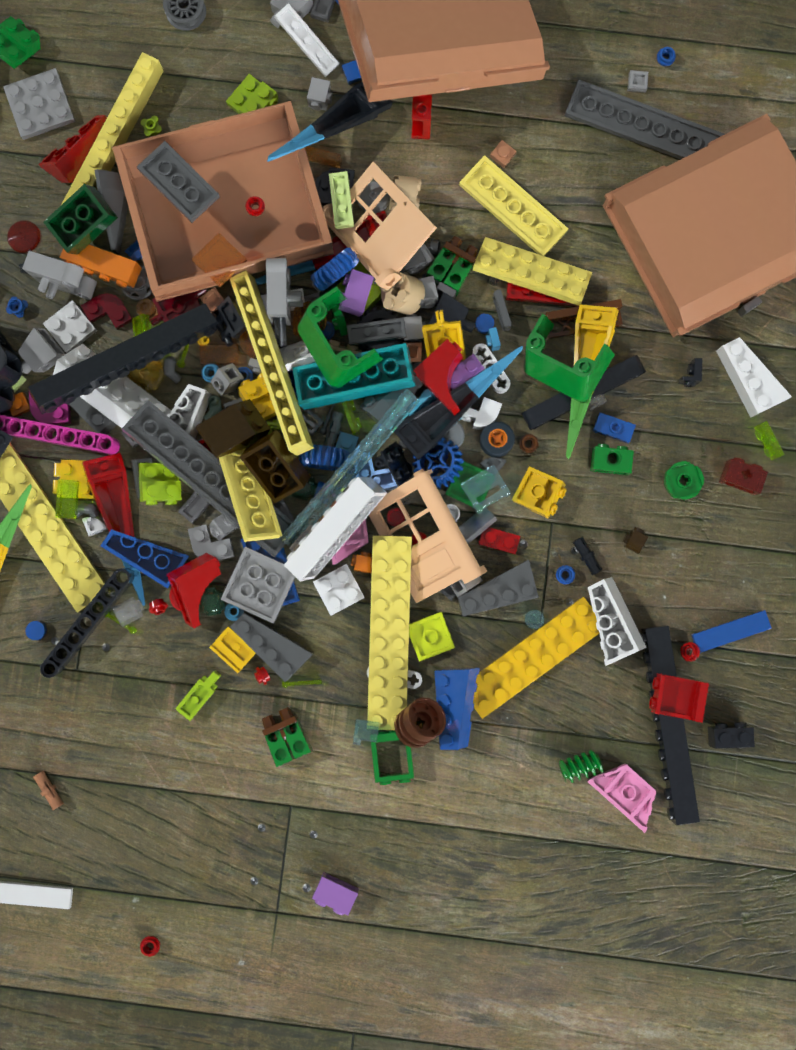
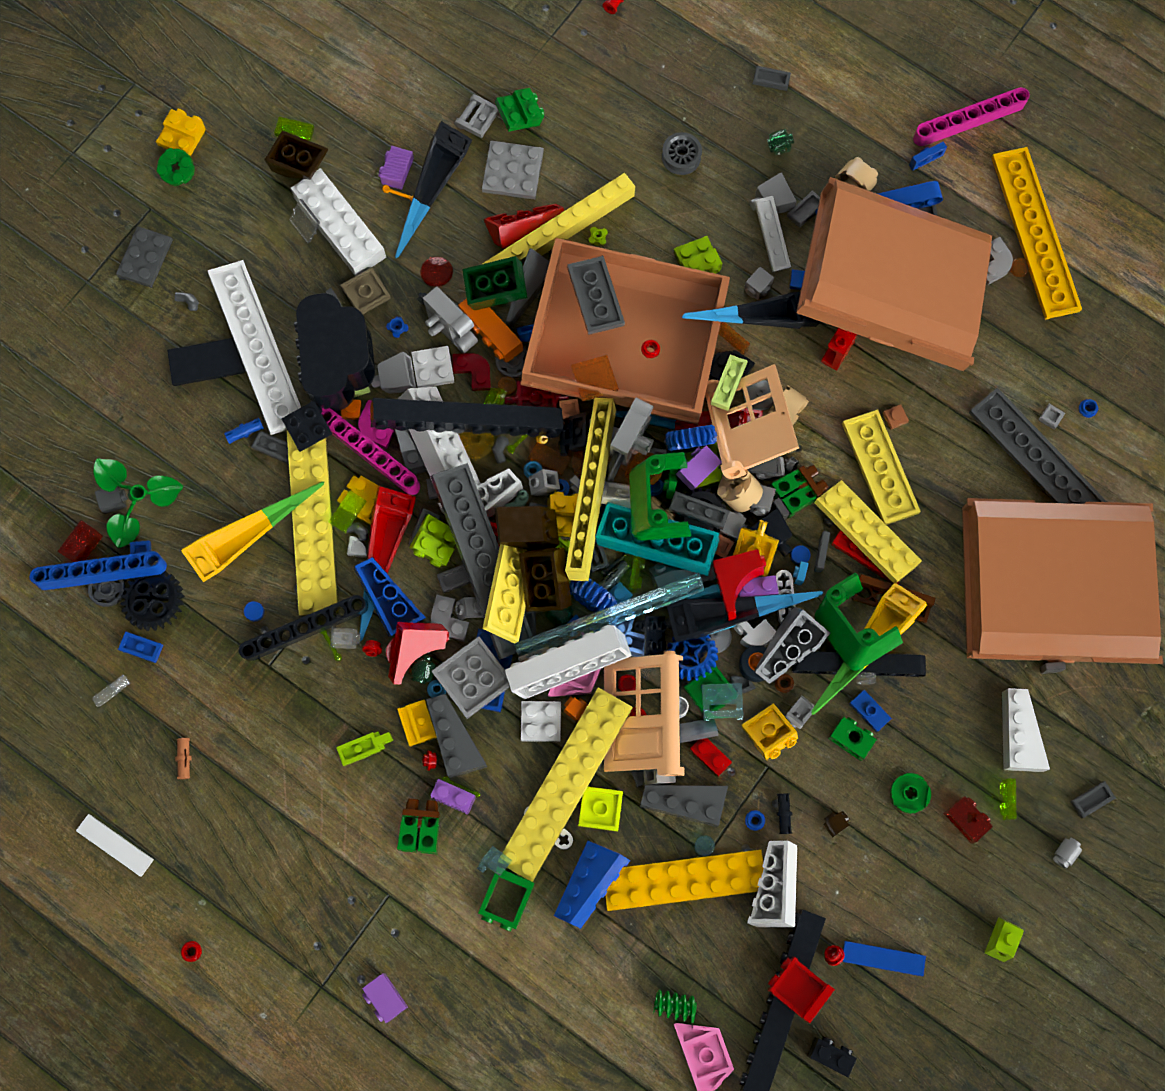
camera: 25 degrees right, 10 degrees down
(299, 695) = (453, 796): none -> medium lavender brick
(420, 722) = (549, 879): copper wheel -> none
(518, 403) = (793, 641): none -> dark grey wedge
(556, 462) = (799, 712): none -> light grey bracket
(695, 371) = (971, 698): black bracket -> none

